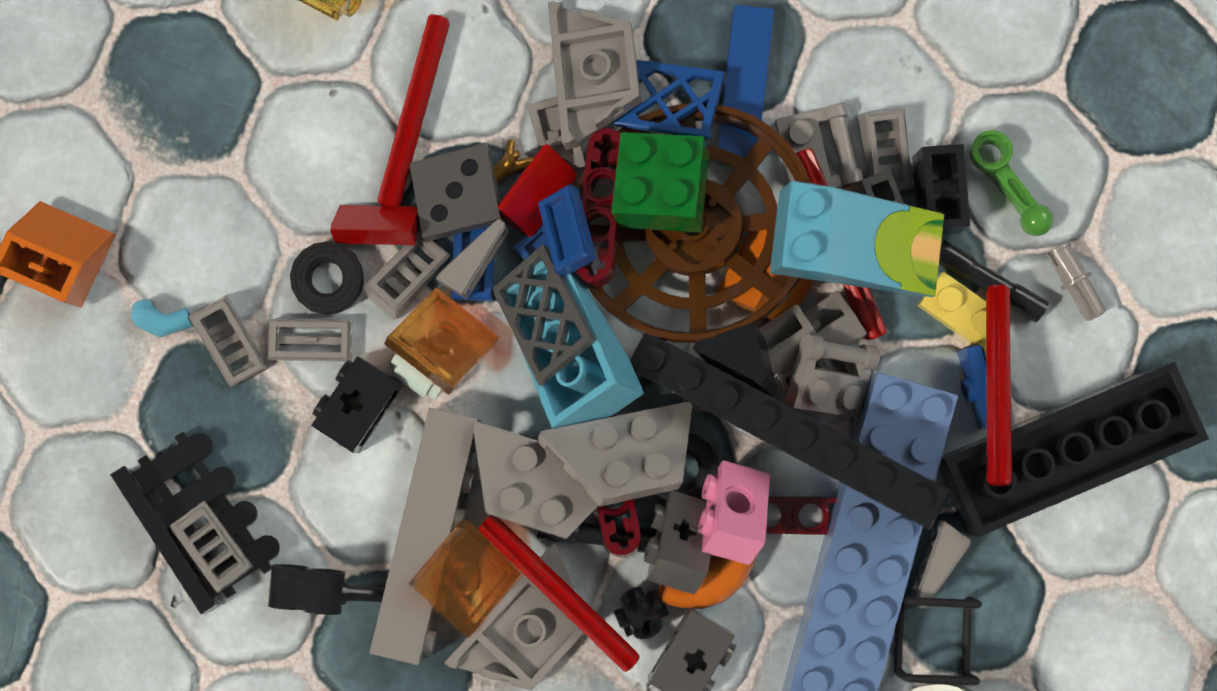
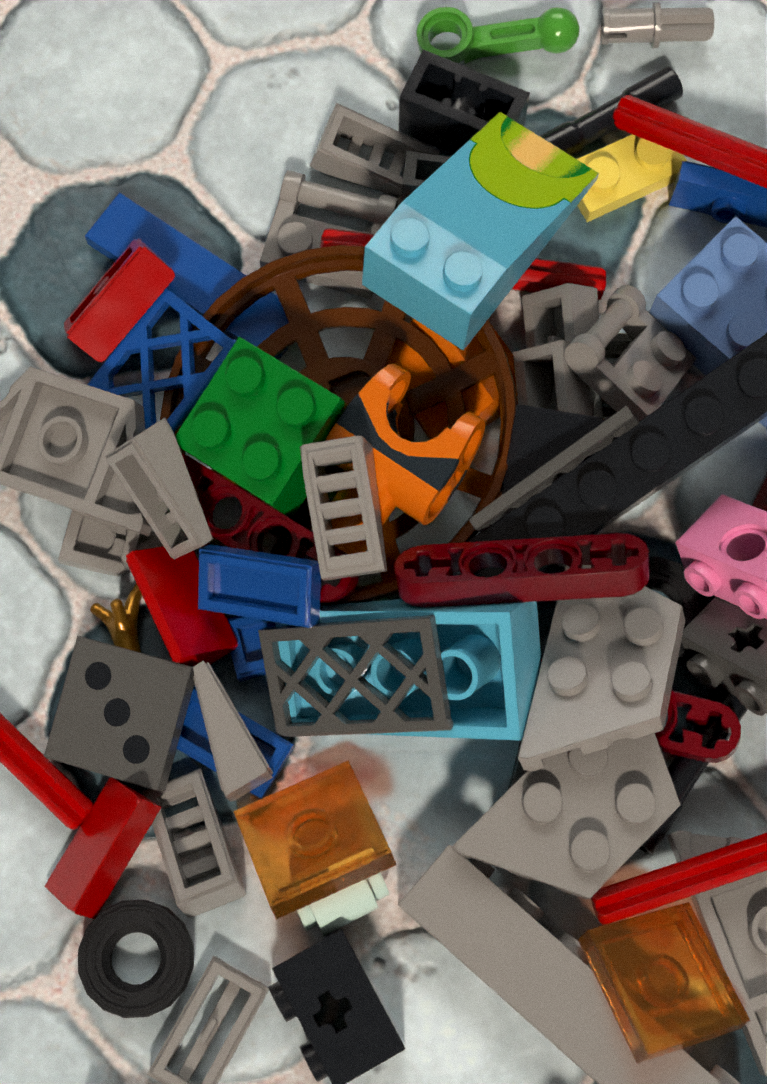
camera: 60 degrees left, 10 degrees down
(593, 140) = (162, 488): none -> light grey slope
(620, 244) = (318, 484): none -> light grey slope
(655, 375) = (521, 575): none -> dark red beam
(674, 267) = (408, 474): none -> orange connector
(701, 48) = (118, 300): none -> red slope
(731, 370) = (563, 463): none -> dark grey window

